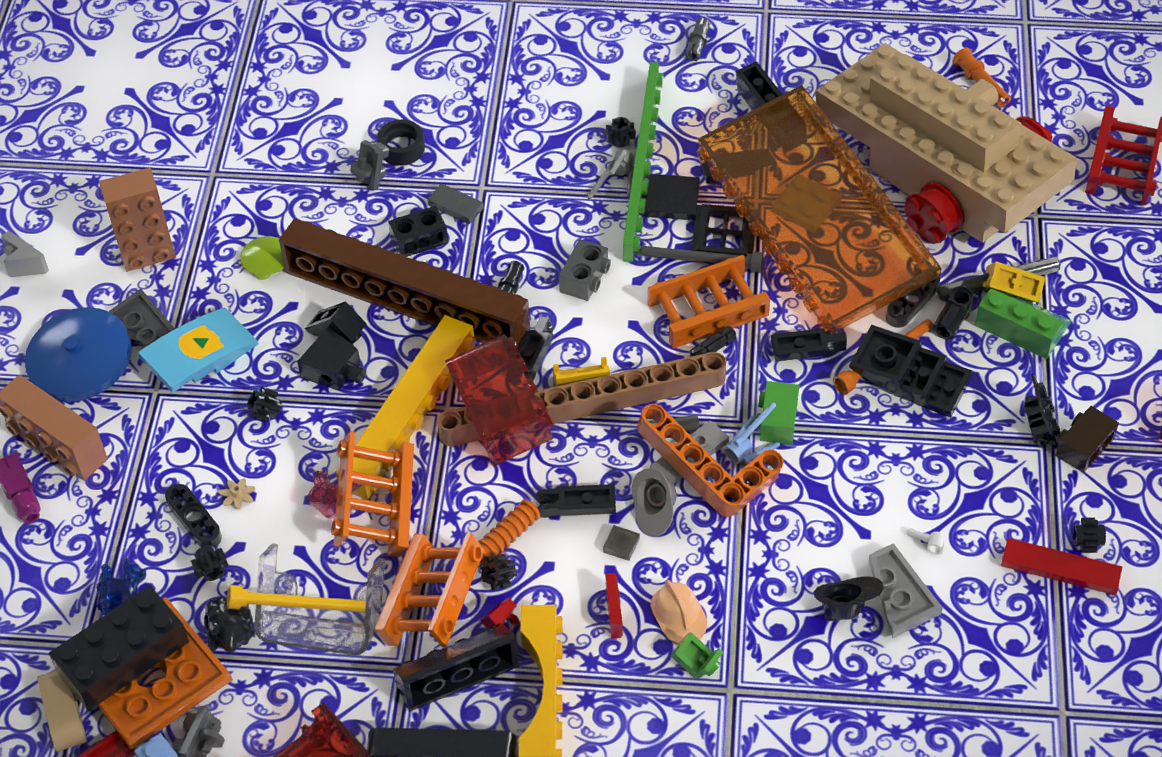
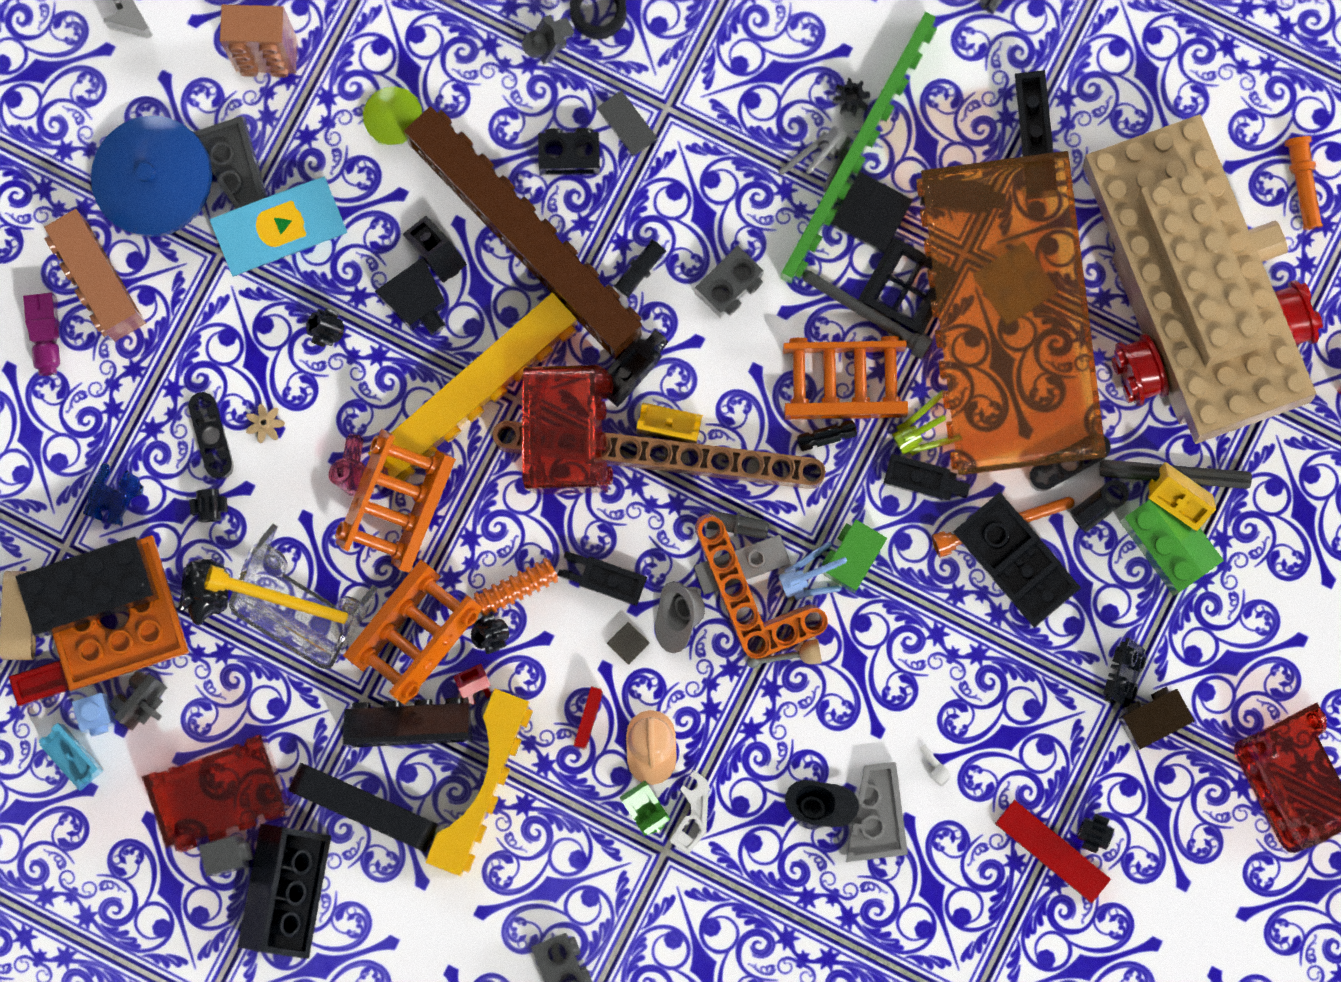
camera: 20 degrees right, 30 degrees up
(739, 634) = (699, 806): none -> white piece
(778, 493) = (808, 653): none -> hinge
(780, 320) = (909, 437): none -> lime plant

